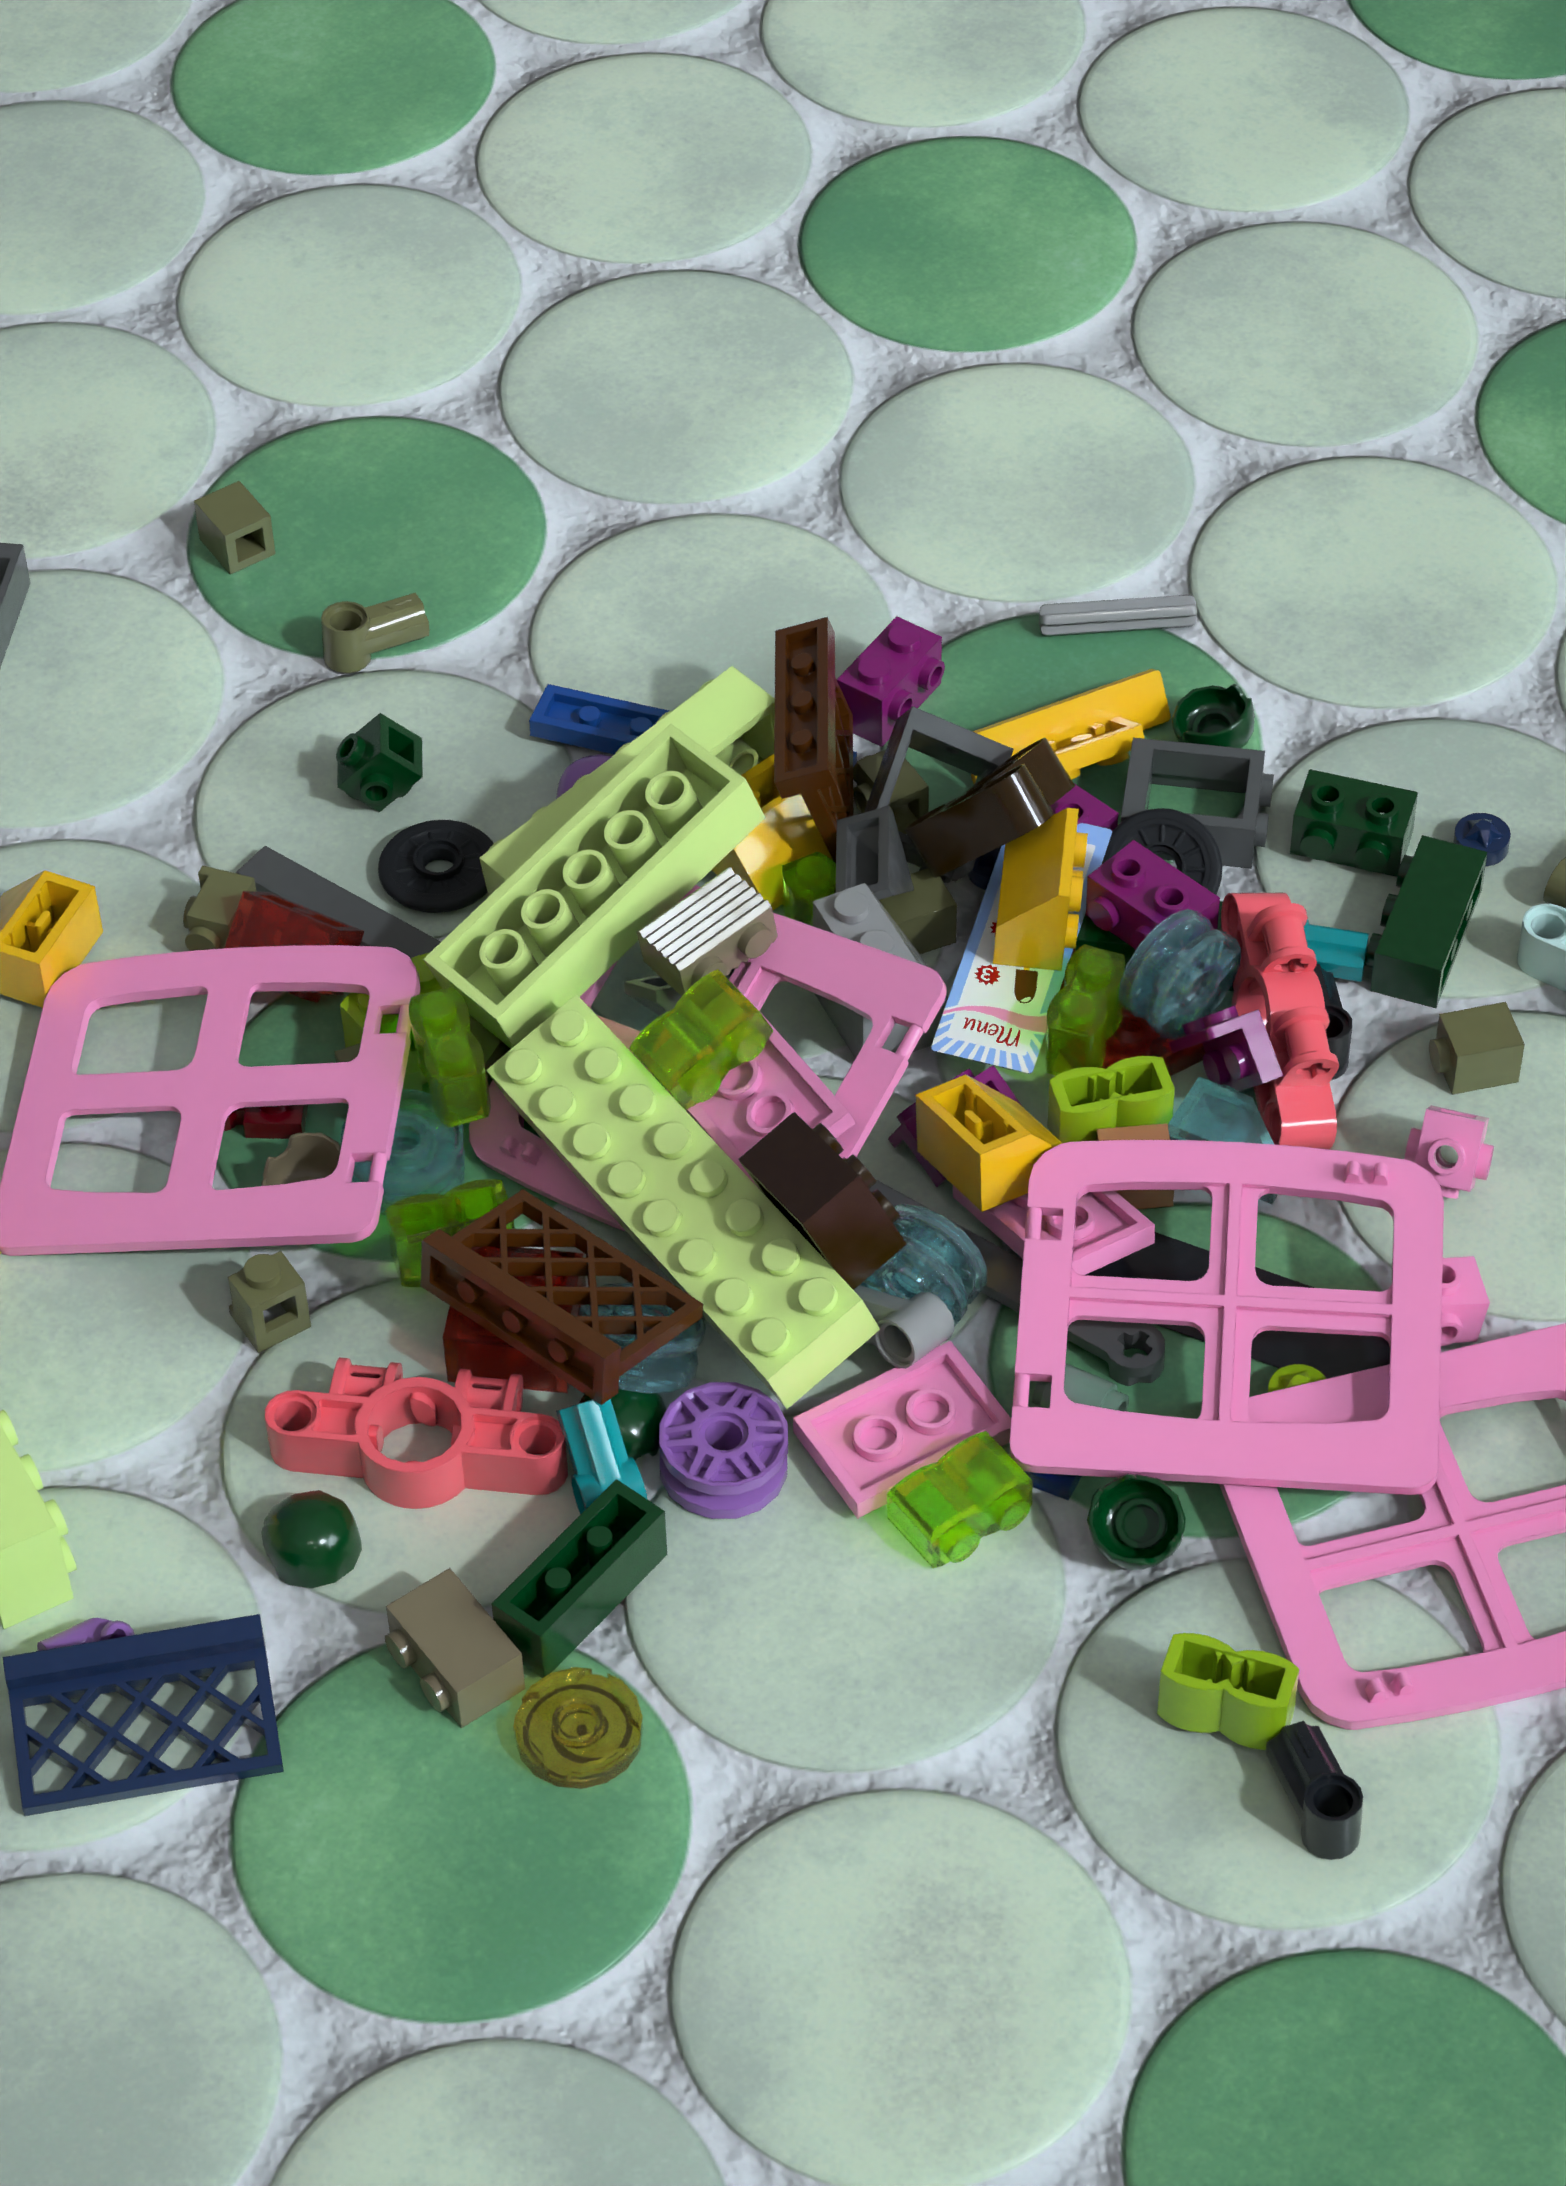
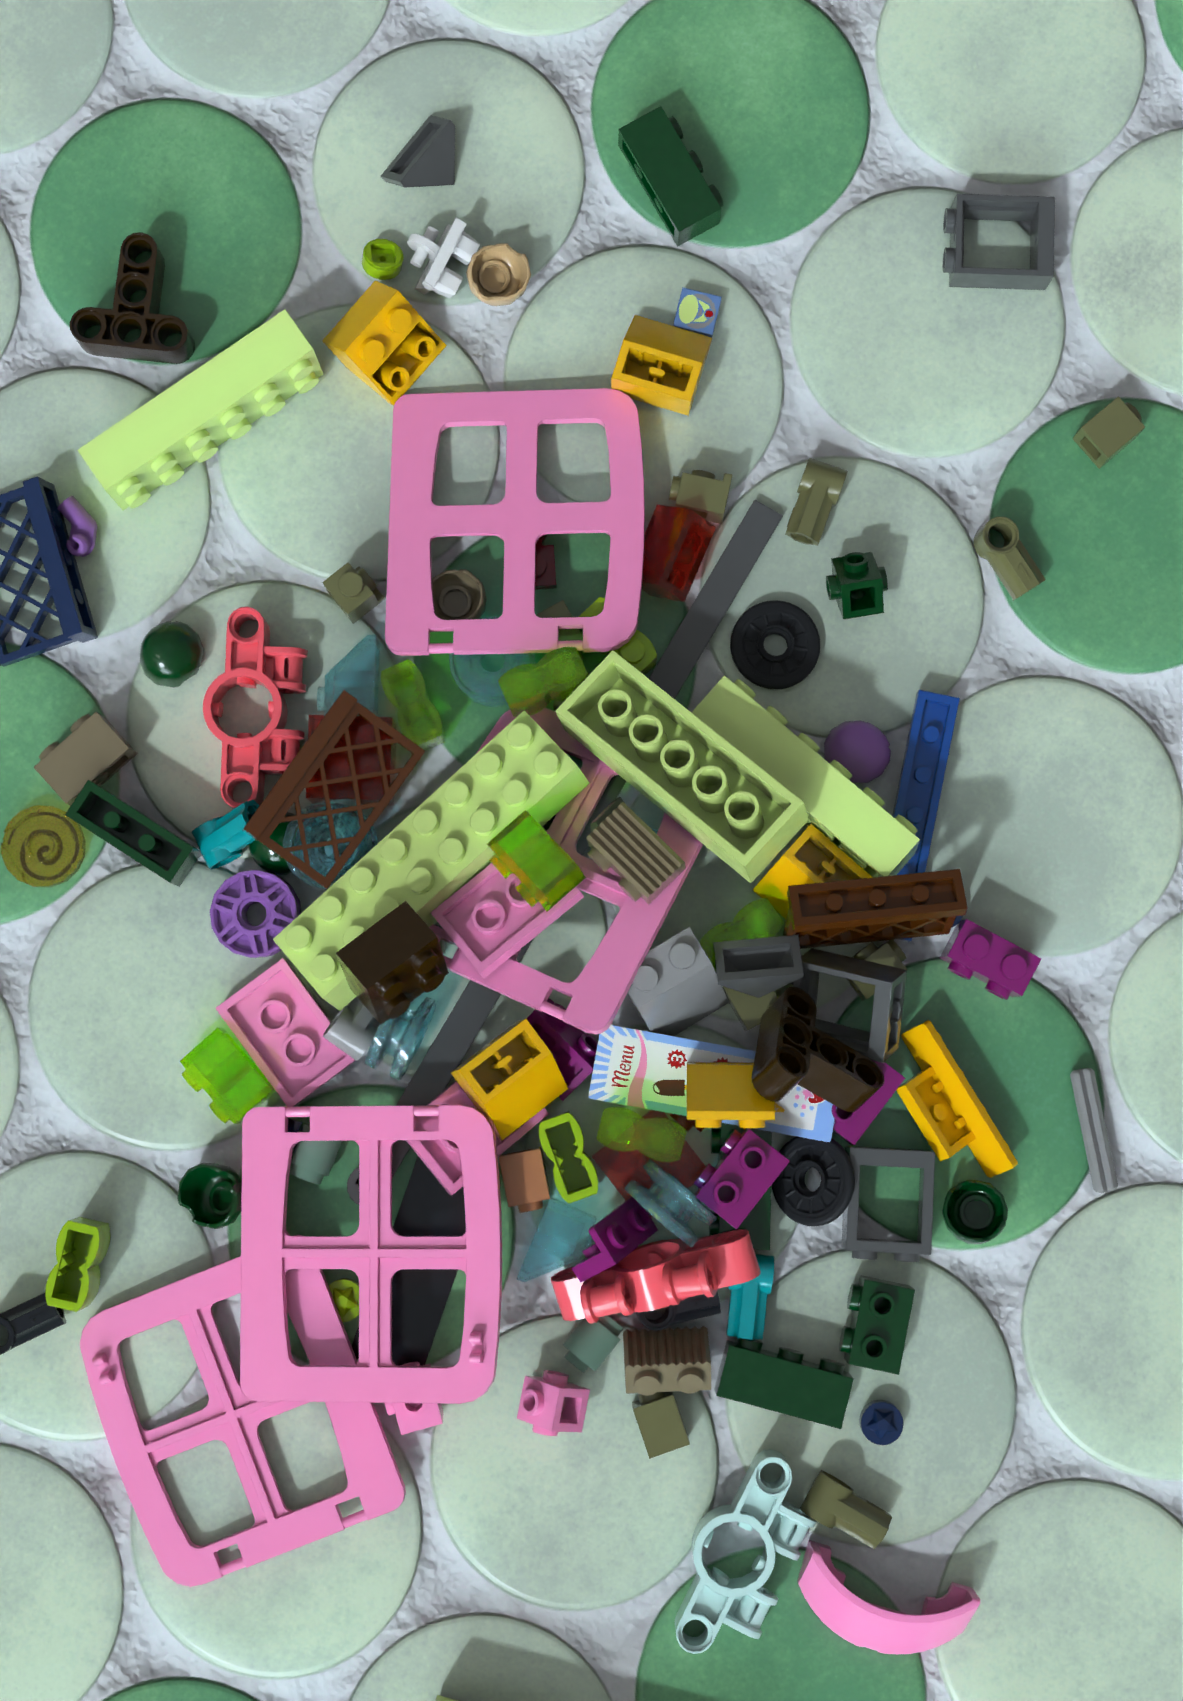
camera: 85 degrees right, 35 degrees up
(243, 800) = (818, 492): none -> olive piece
(395, 1310) = (356, 675): none -> clear light blue slope
(1368, 1113) = (592, 1343): none -> sand green brick
(1394, 1028) = (667, 1360): none -> dark tan brick

